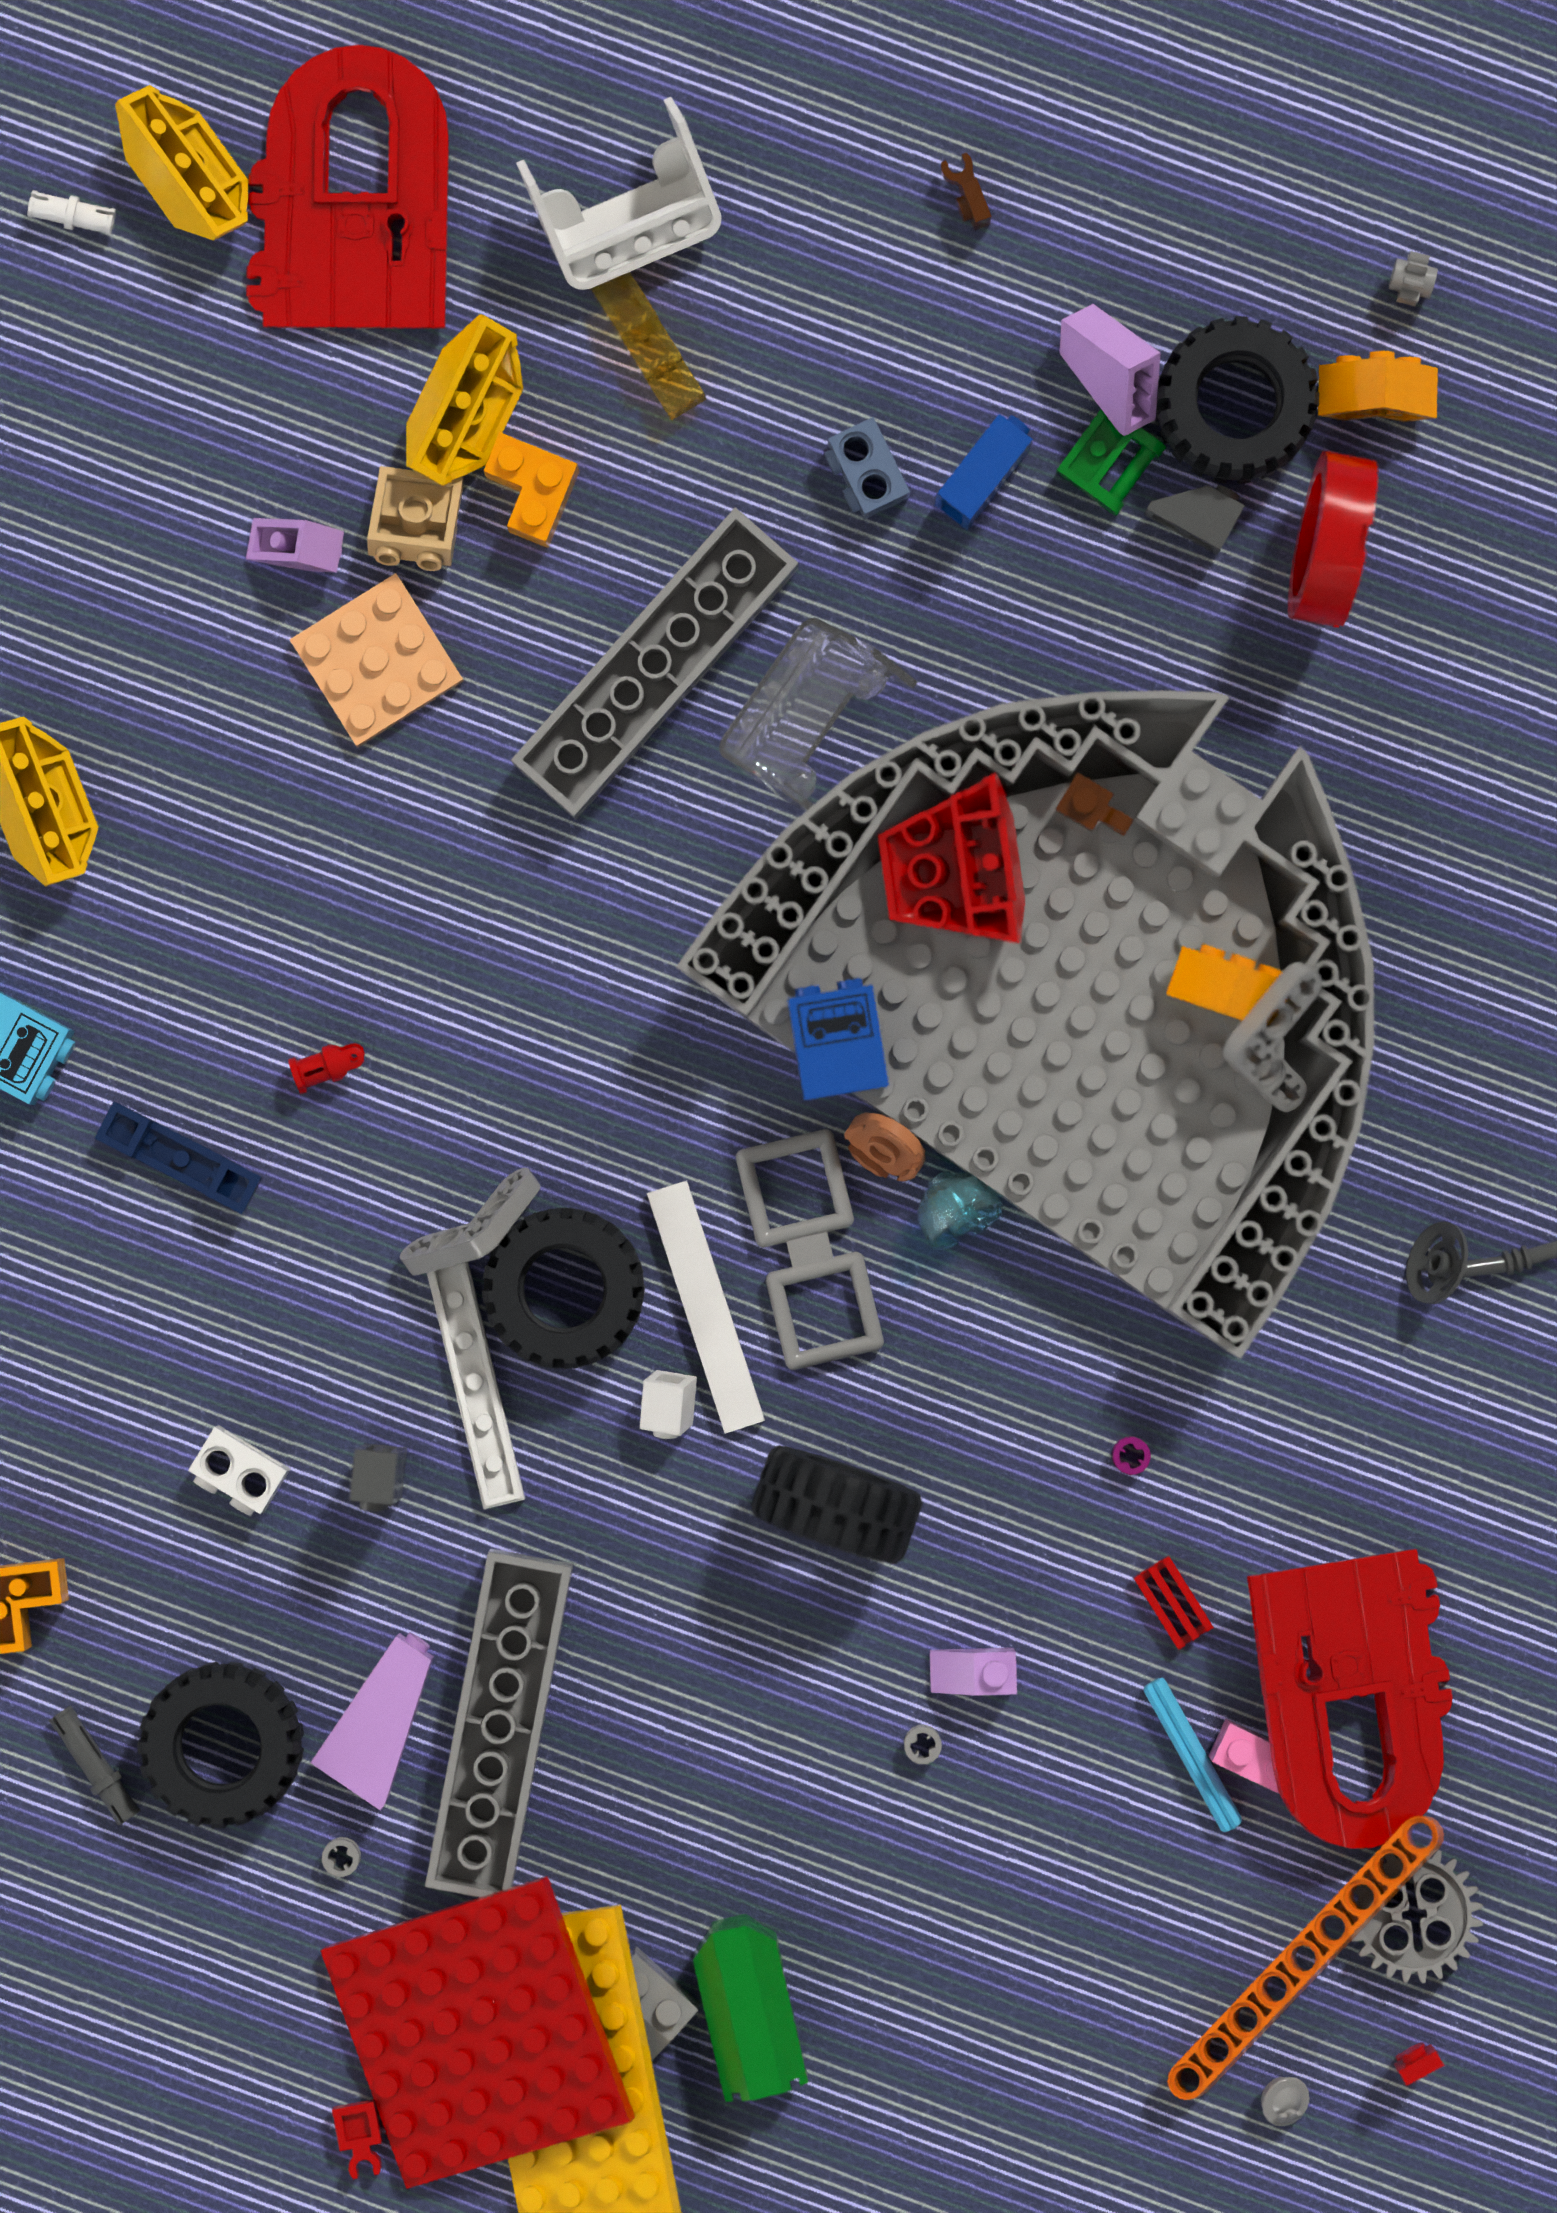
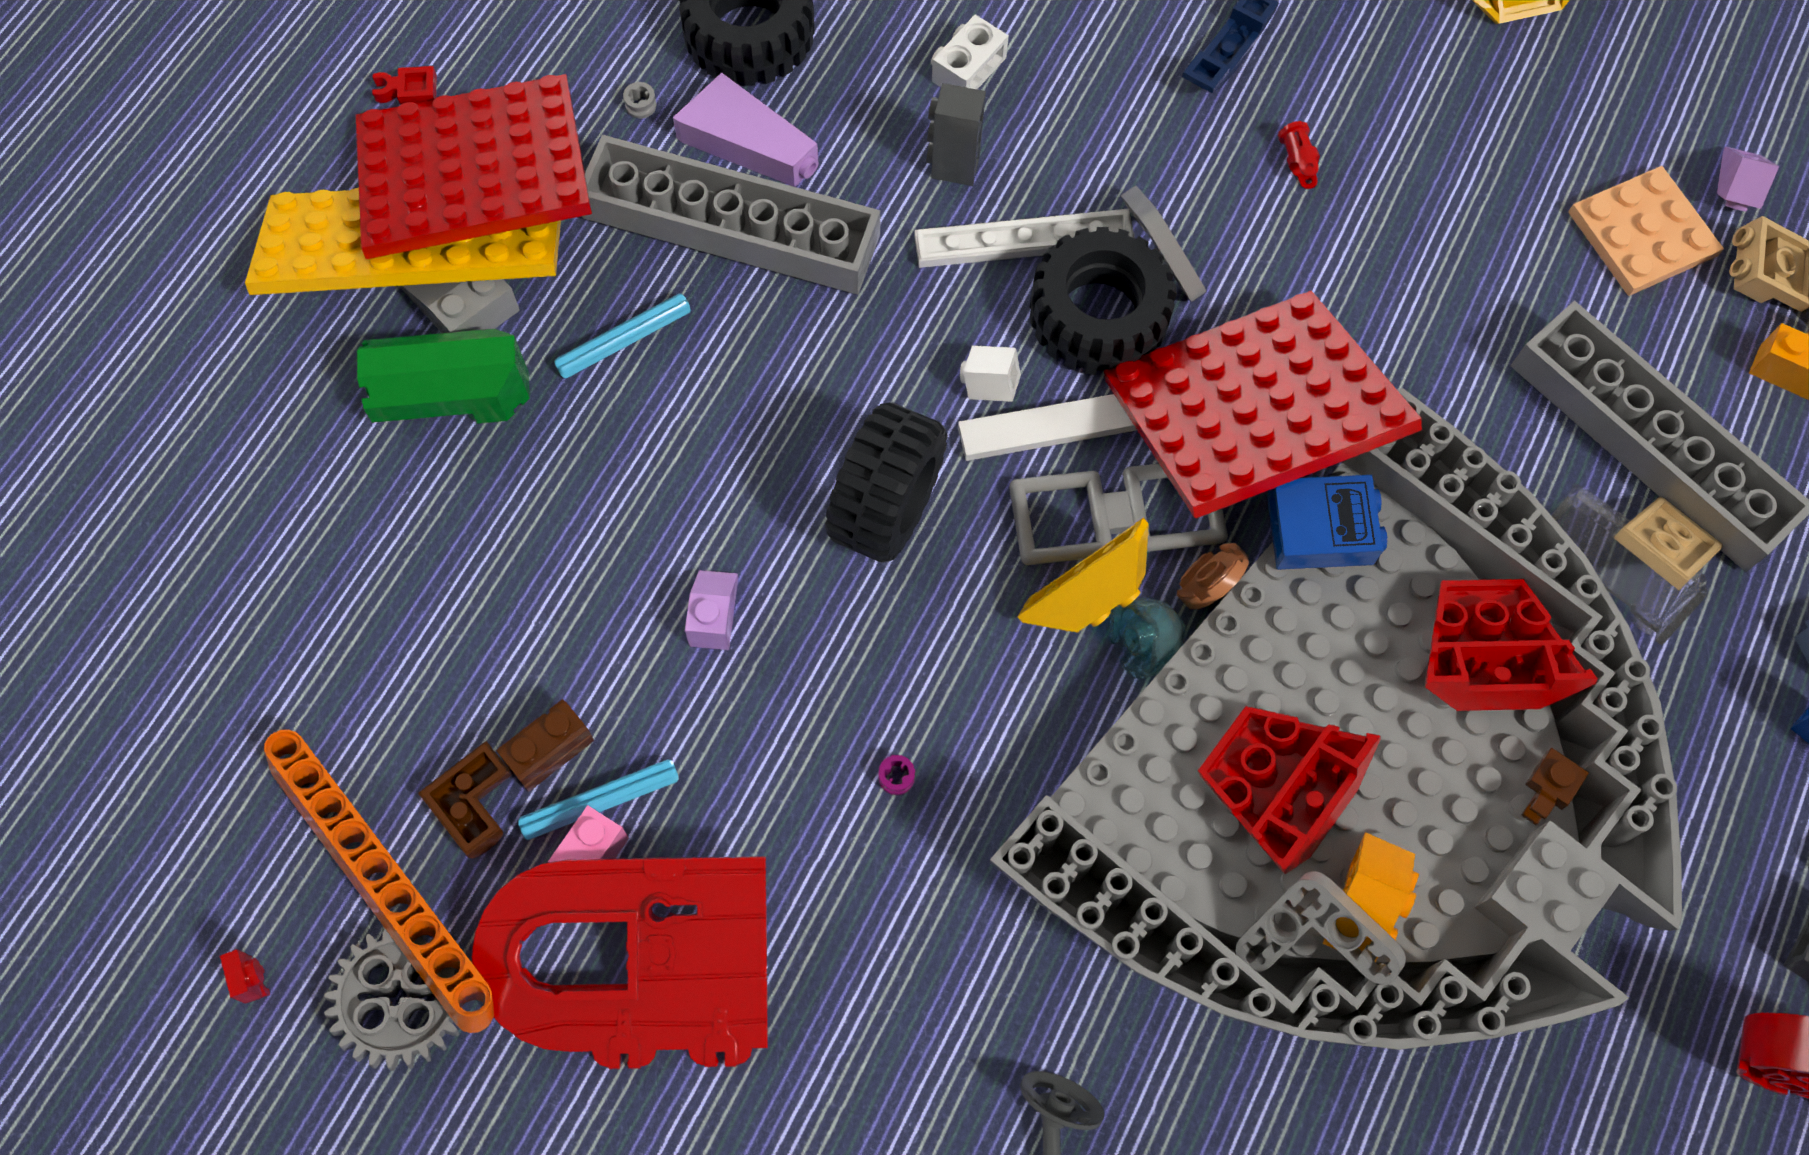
camera: 90 degrees right, 20 degrees down
(659, 1822) = (622, 335): none -> medium azure axle
(693, 1115) = (1259, 403): none -> plate
(789, 662) = (1669, 542): none -> tan tile
(911, 1737) = (643, 548): light grey bush -> none
(917, 1277) = (1093, 586): none -> yellow wedge
(1122, 1074) = (1287, 779): none -> red wedge
(1147, 1818) = (545, 745): none -> reddish brown brick
(1192, 1633) = (745, 783): red tile -> none
(1213, 1897) = (457, 797): none -> reddish brown brick
(1284, 2100) = (243, 846): light grey hat -> none

